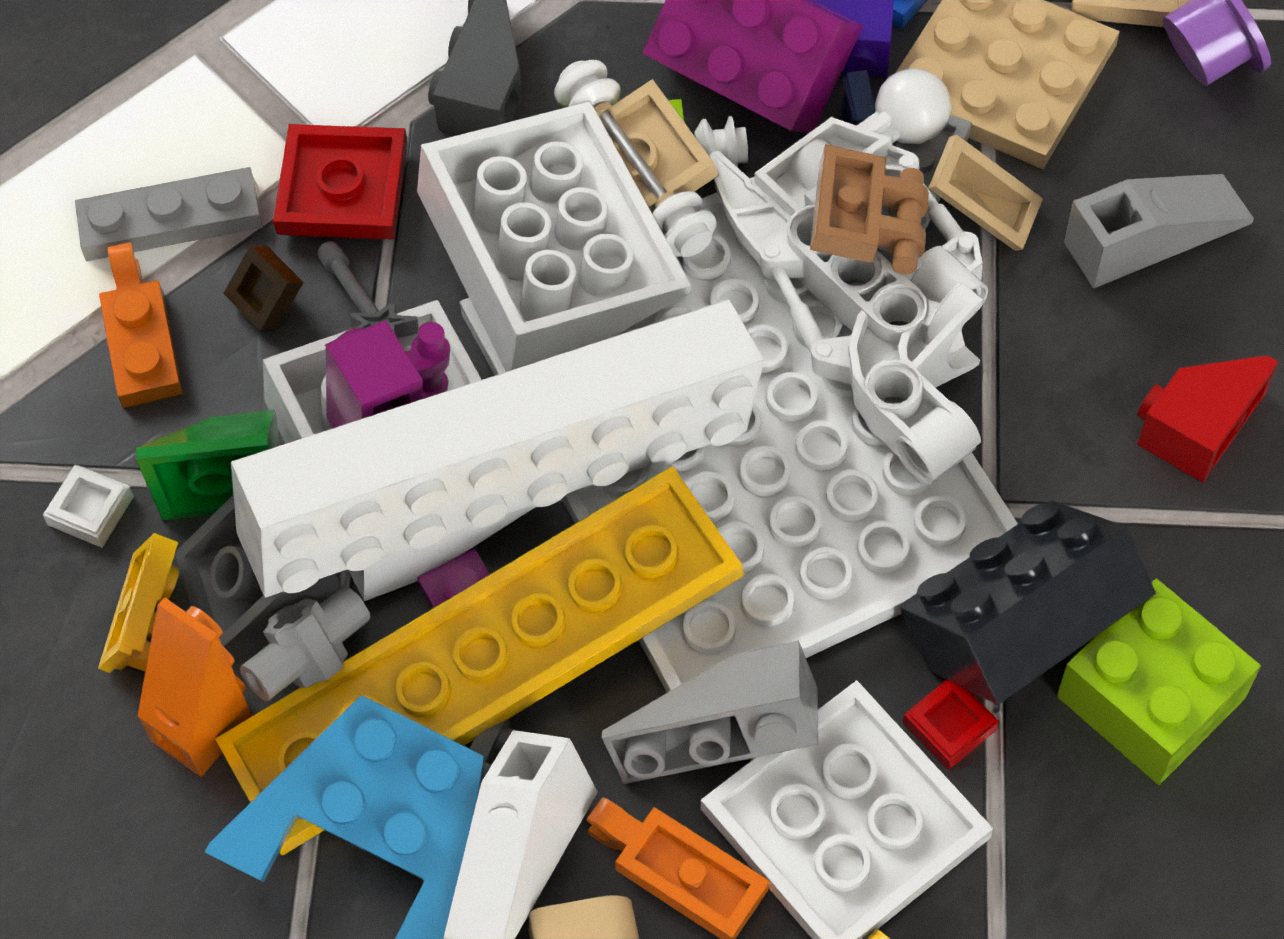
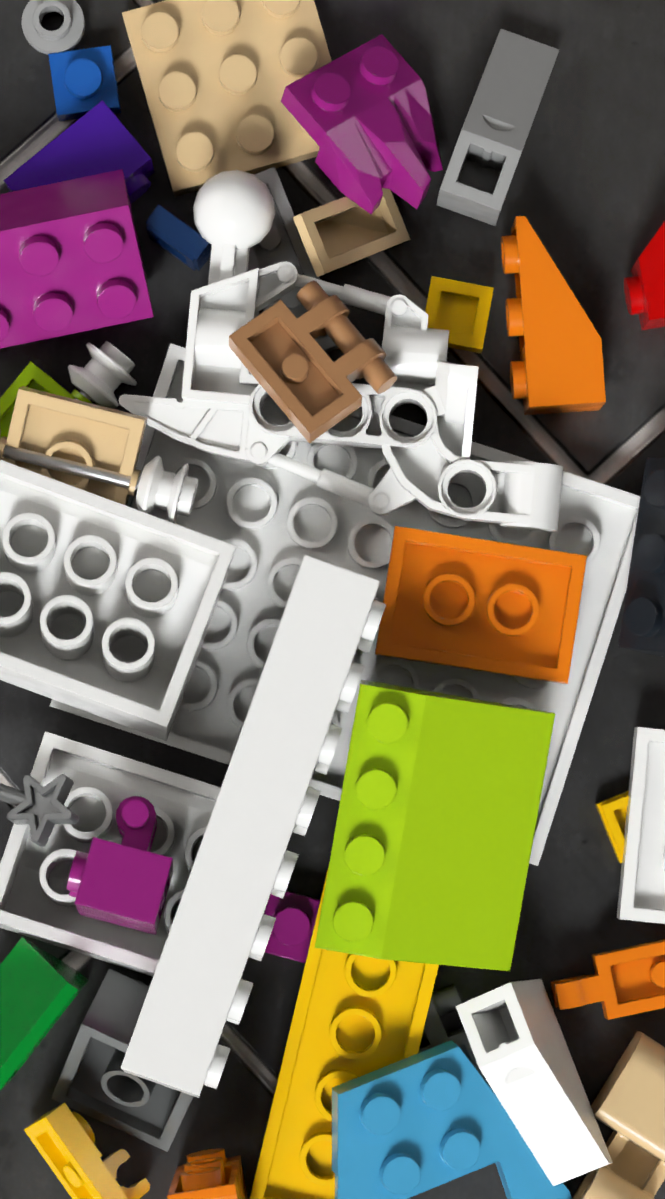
camera: 55 degrees left, 25 degrees up
(305, 643) = (247, 1089): light grey axle -> none
(628, 575) = (434, 828): none -> lime slope
(728, 714) = (581, 837): light grey slope -> none
(825, 487) = (481, 605): none -> orange plate
(1010, 313) = (460, 309): none -> yellow plate
(1056, 390) = (557, 341): none -> orange slope
(1063, 141) = (369, 123): none -> magenta plate

